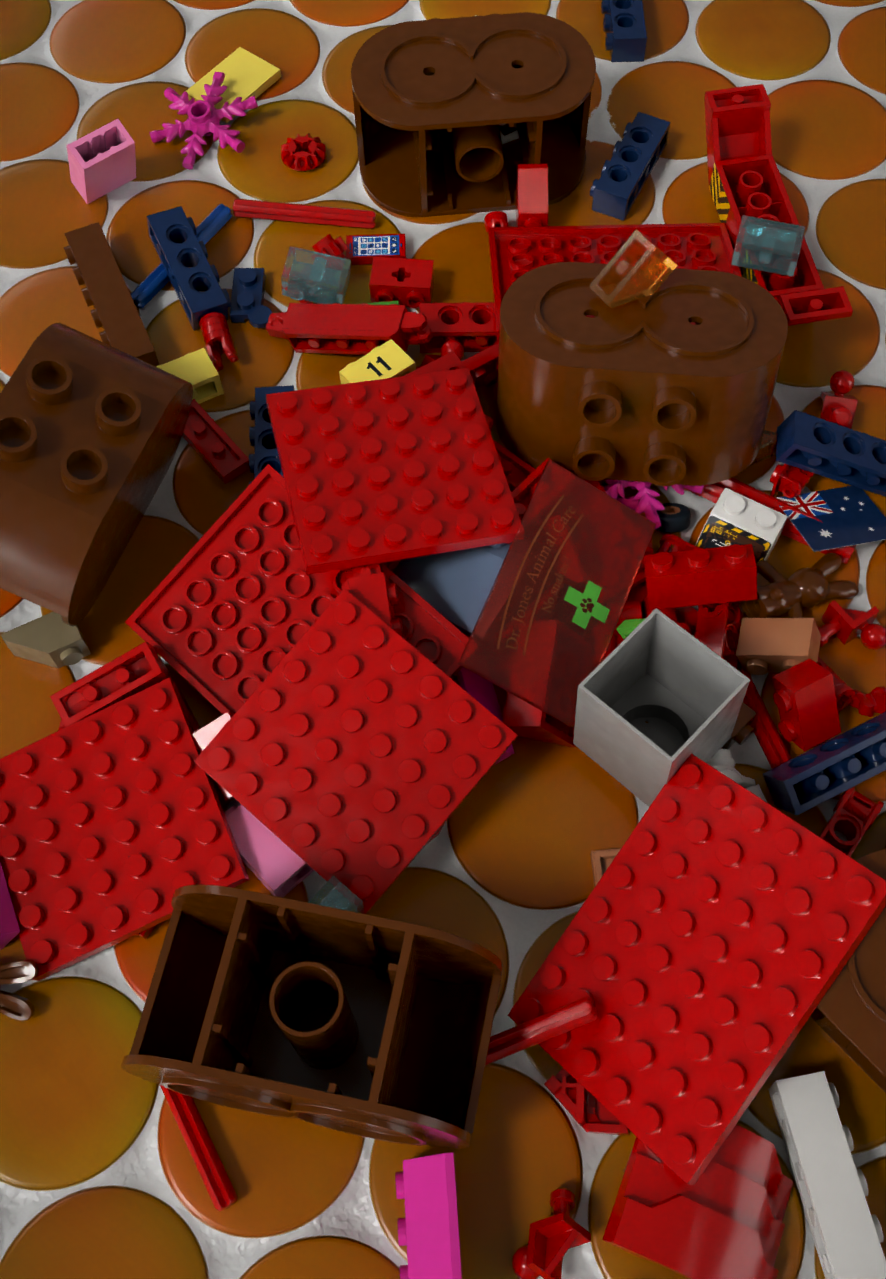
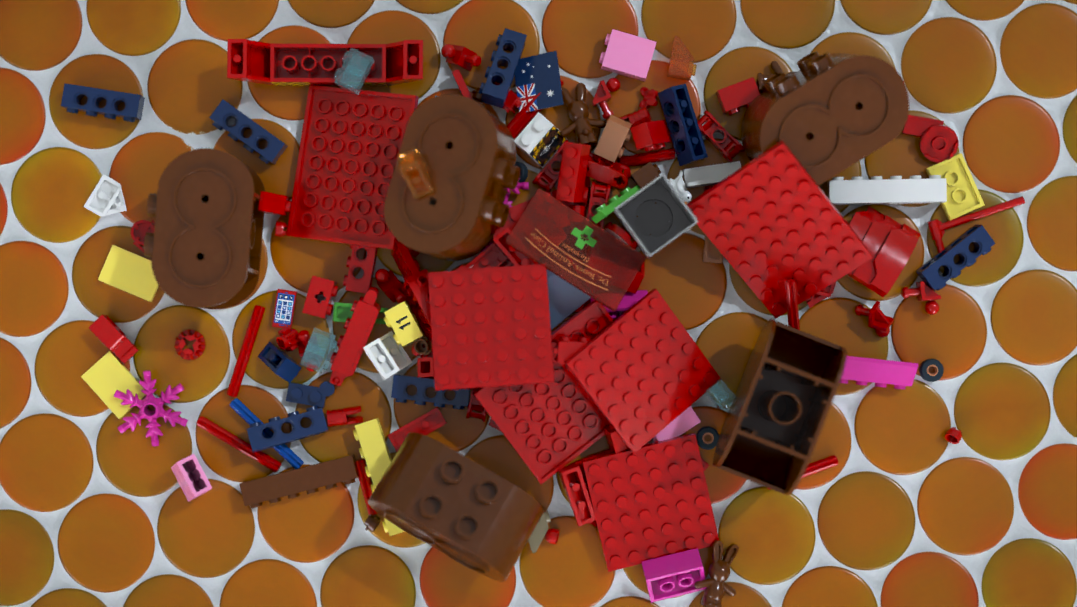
camera: 80 degrees left, 25 degrees up
(37, 673) = (552, 535): none -> red hinge
(146, 250) = (238, 443): none -> red axle
(279, 245) = (279, 362): none -> dark blue slope
(300, 68) = (113, 338): none -> red piece
(317, 362) = (387, 355): none -> white slope
(802, 402) = (461, 84): none -> red tile

